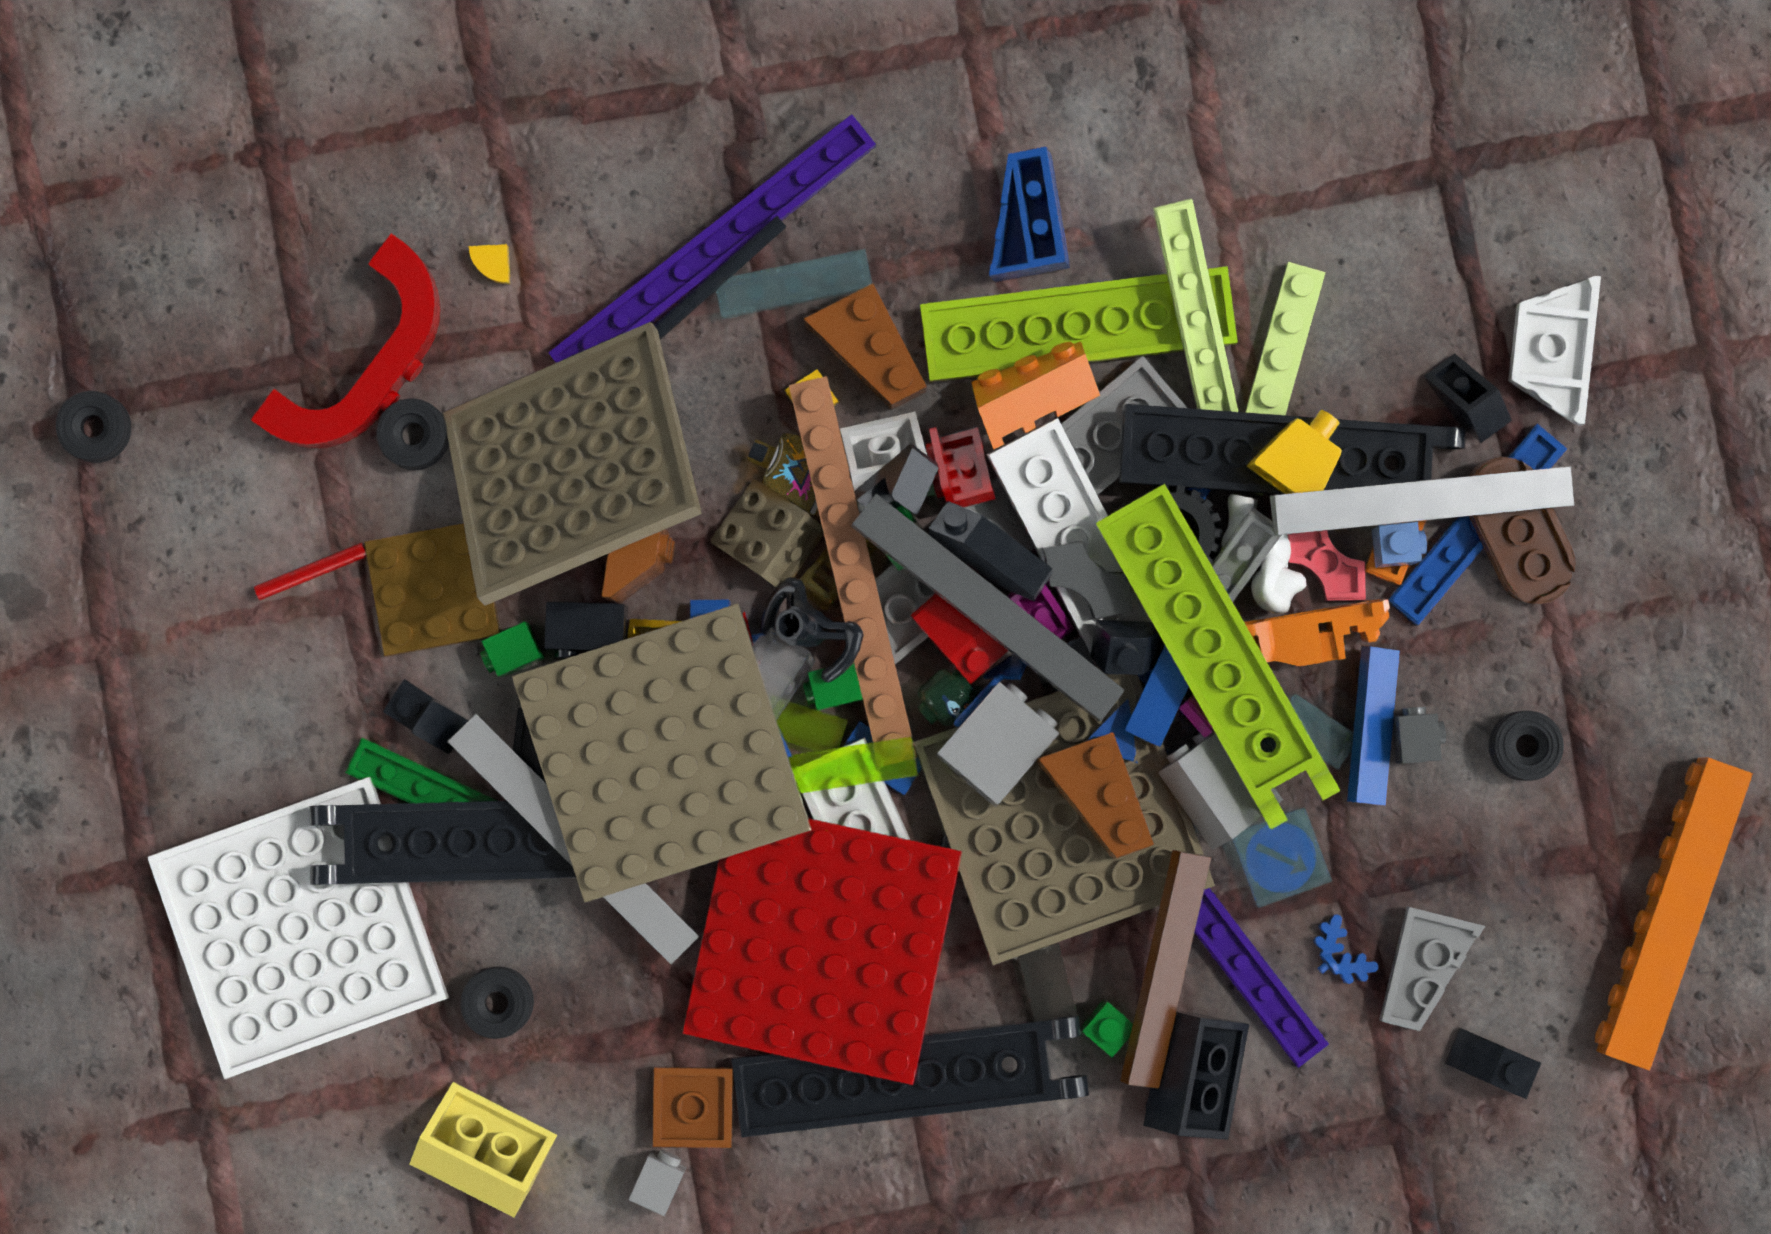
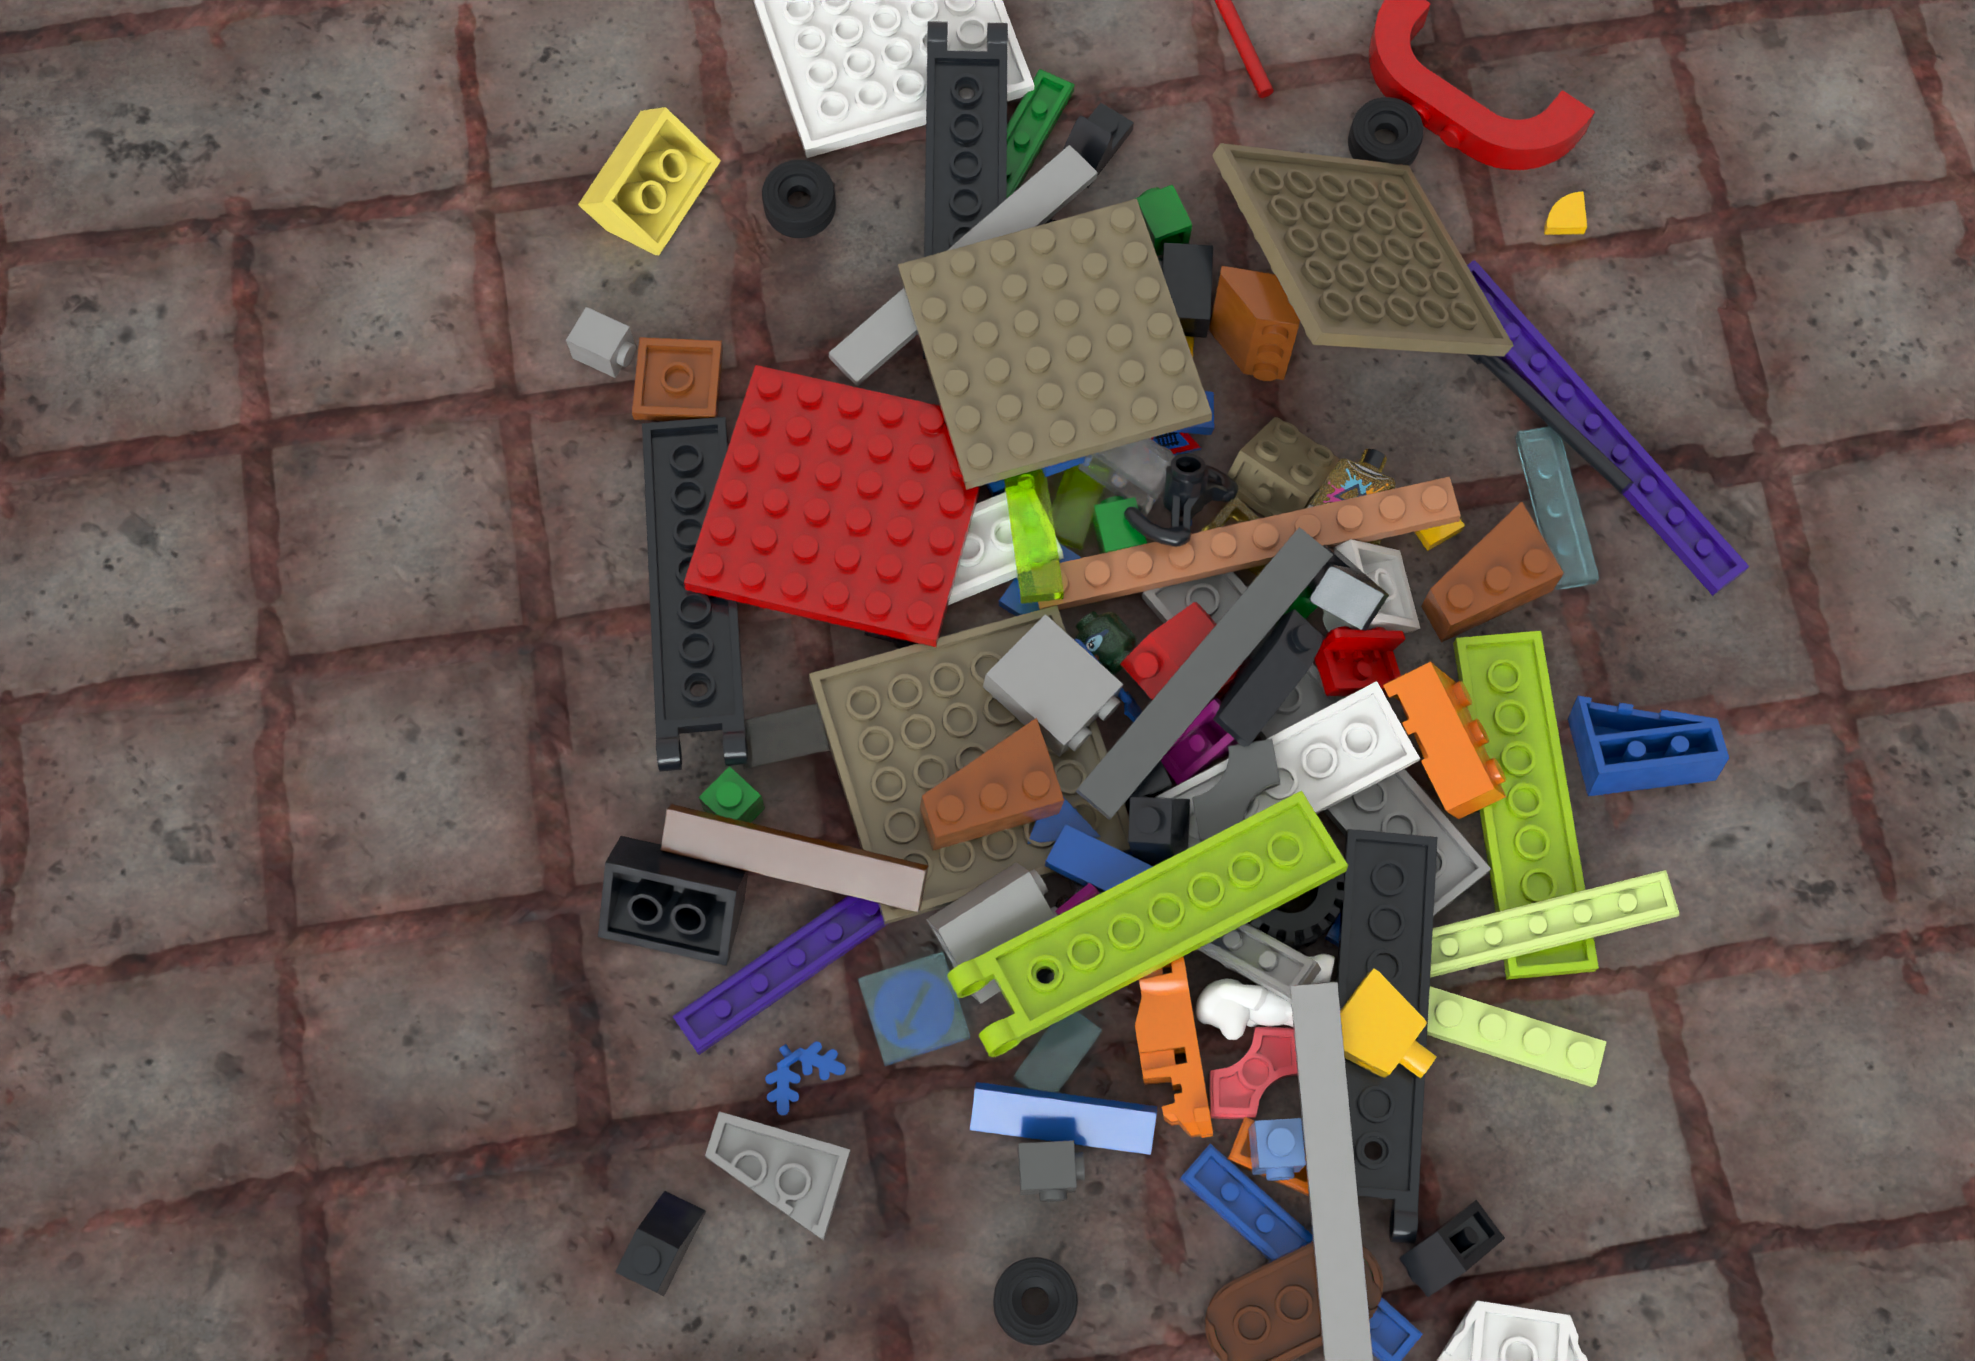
camera: 90 degrees right, 15 degrees down
(427, 591) = (1194, 131): pearl gold plate -> none

